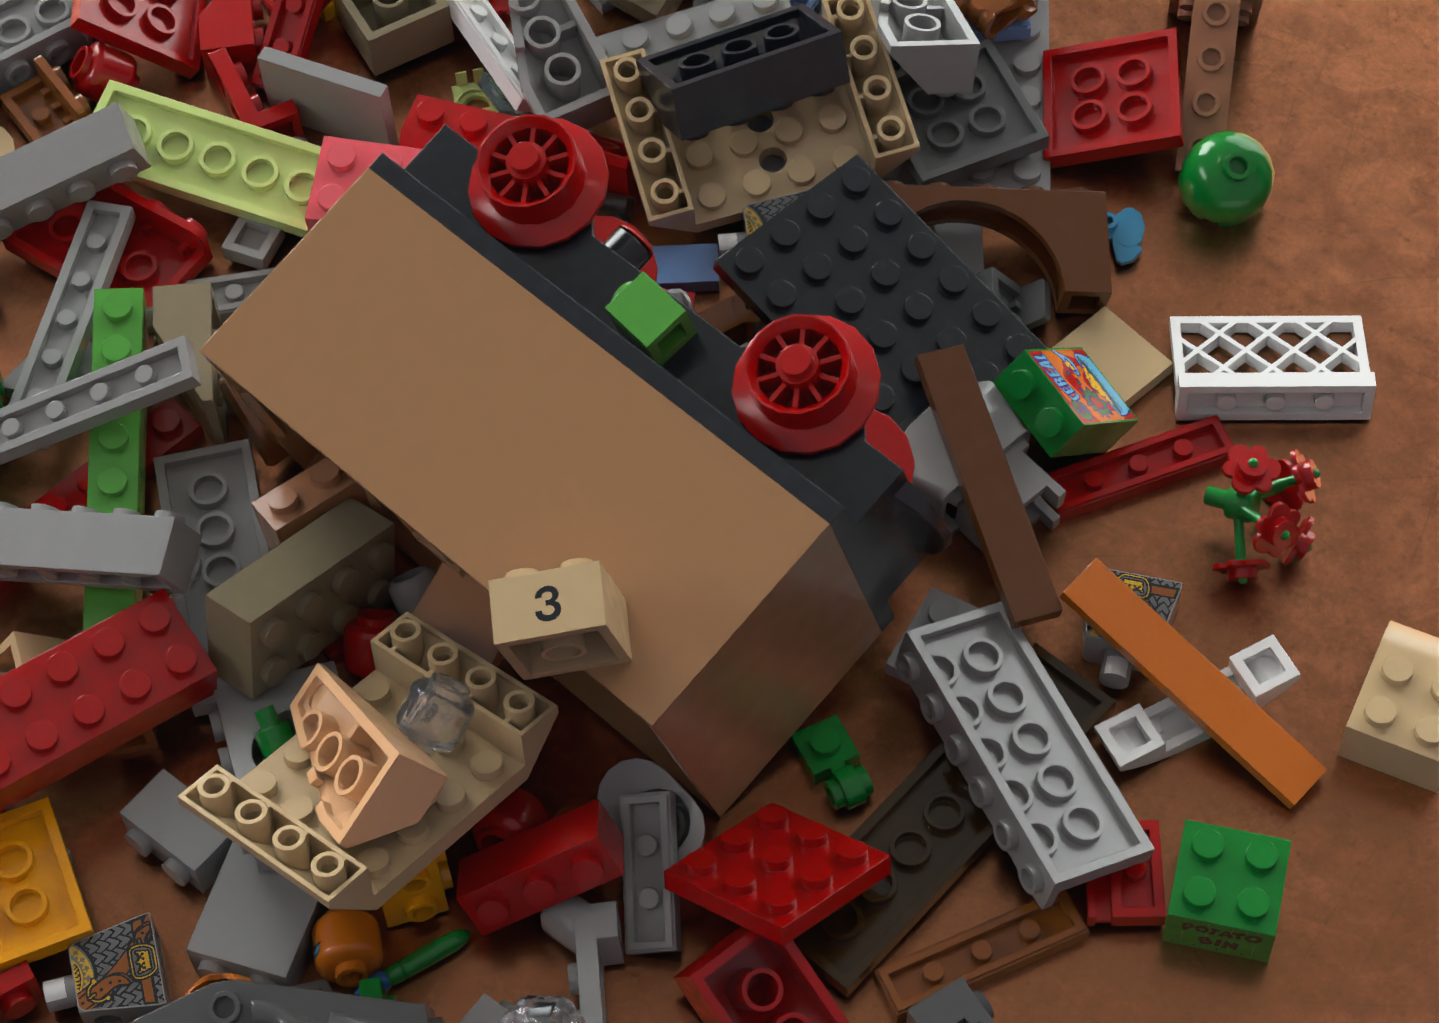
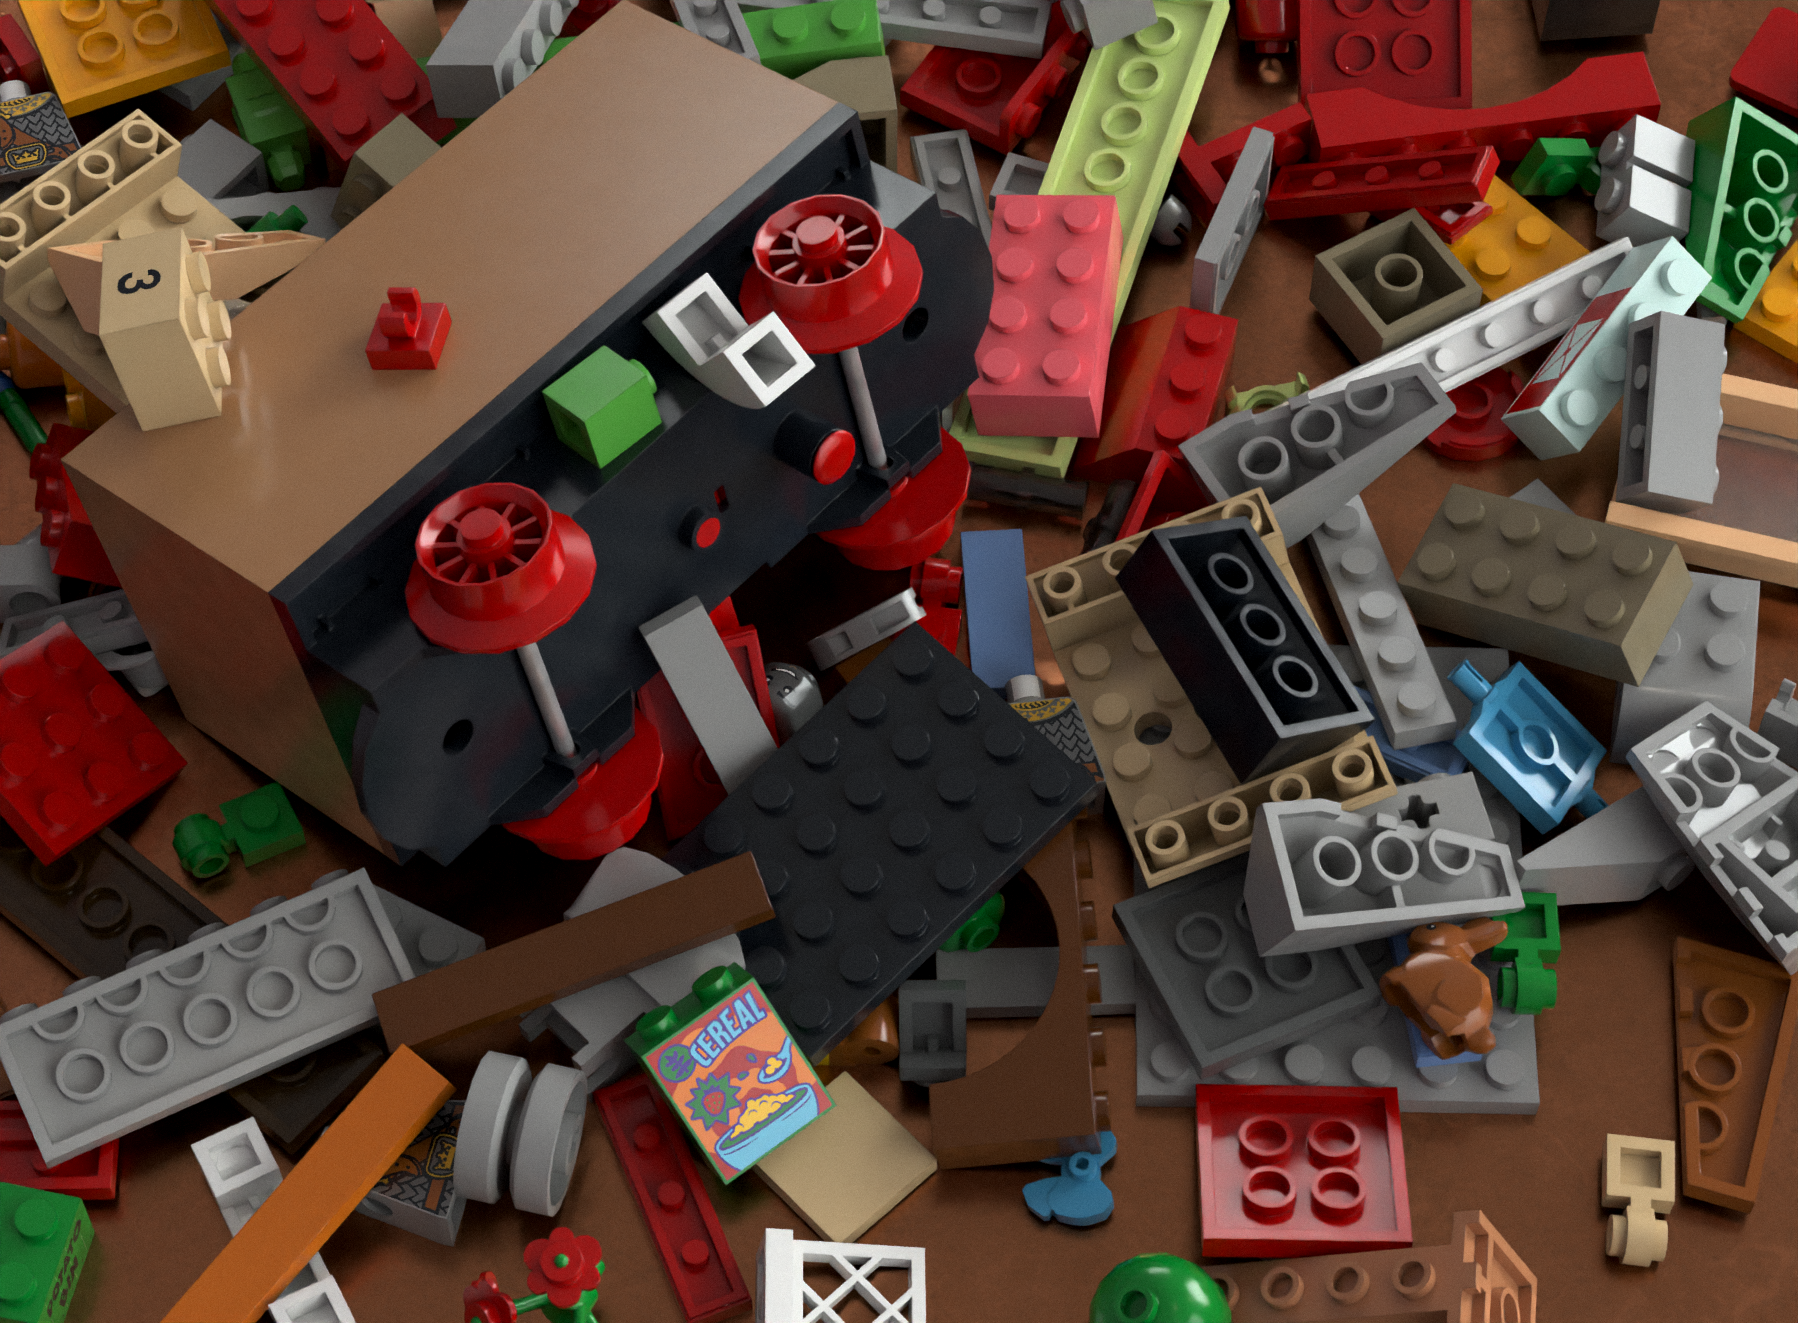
camera: 85 degrees right, 0 degrees up
(112, 780) = (268, 124): none -> bright green piece
(572, 452) = (408, 332): none -> red tile
(616, 228) = (722, 351): none -> white brick
(1115, 522) = (520, 1133): none -> light grey wheel

